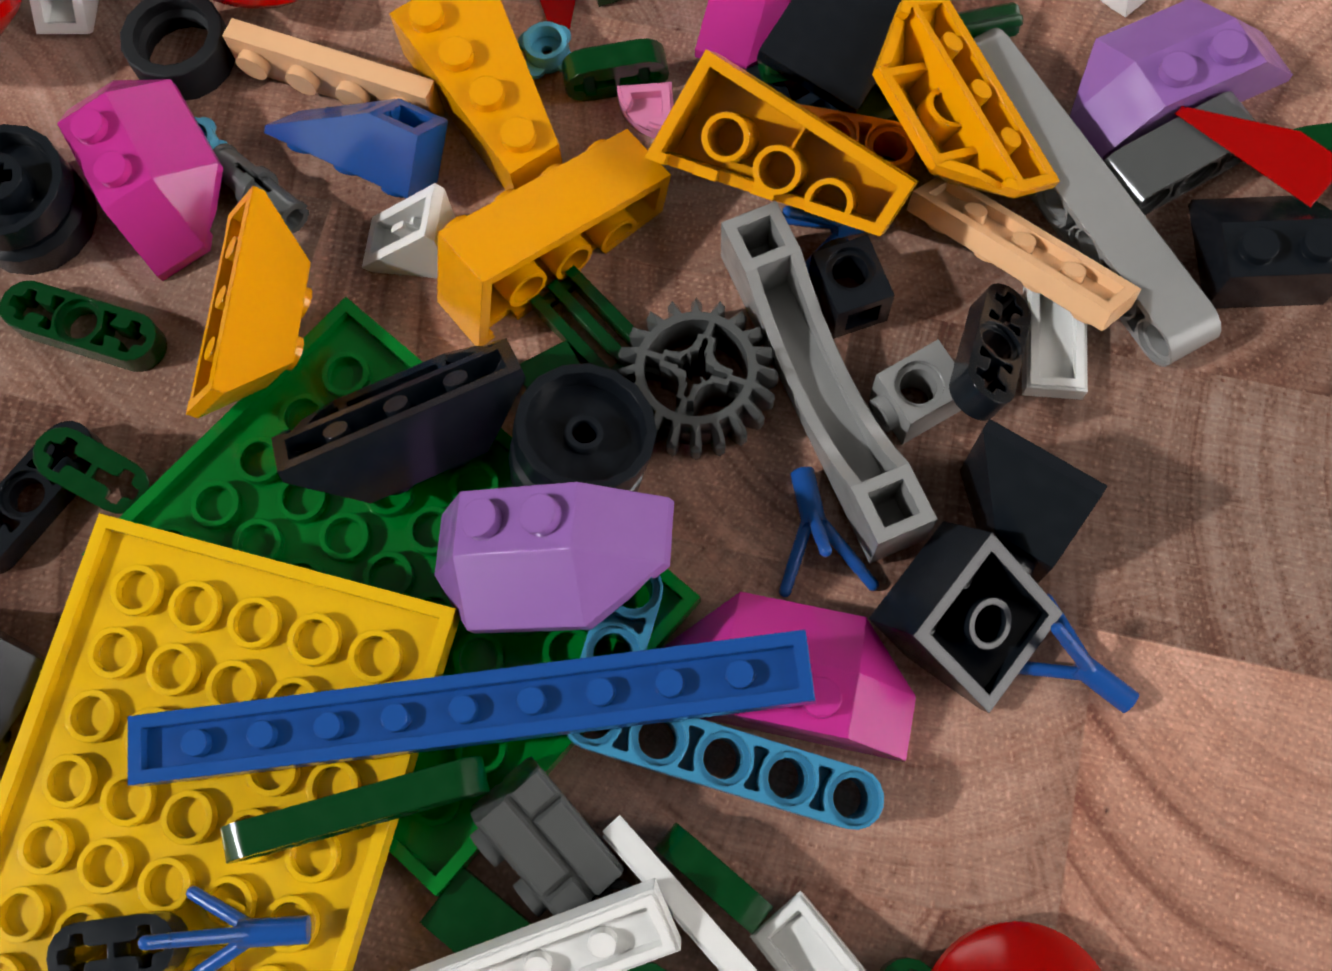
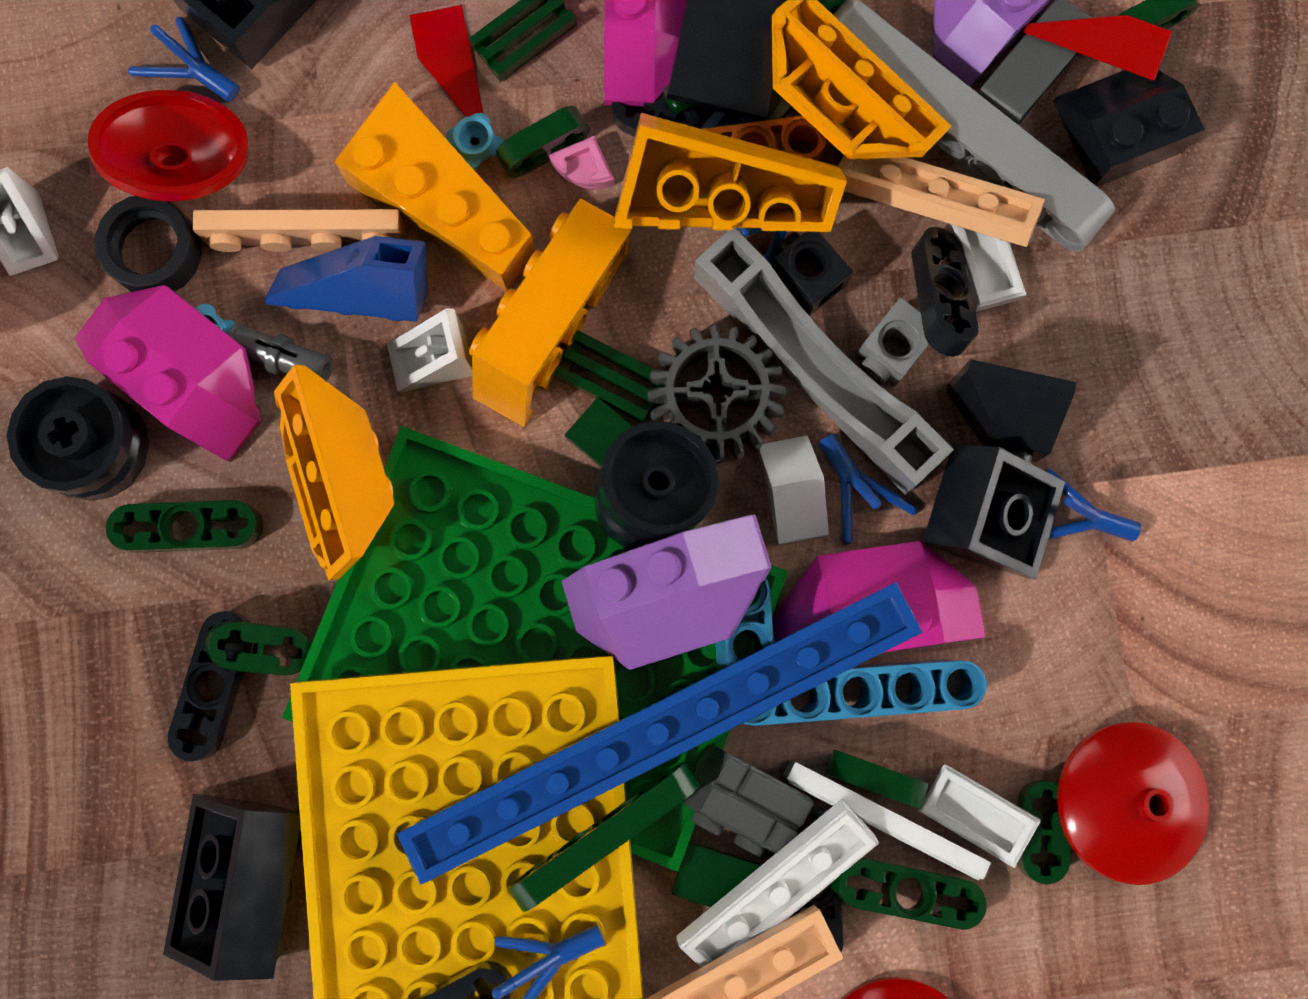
camera: 25 degrees left, 10 degrees up
(403, 426) = (506, 519): black wedge -> none
(742, 515) = (794, 490): none -> white slope

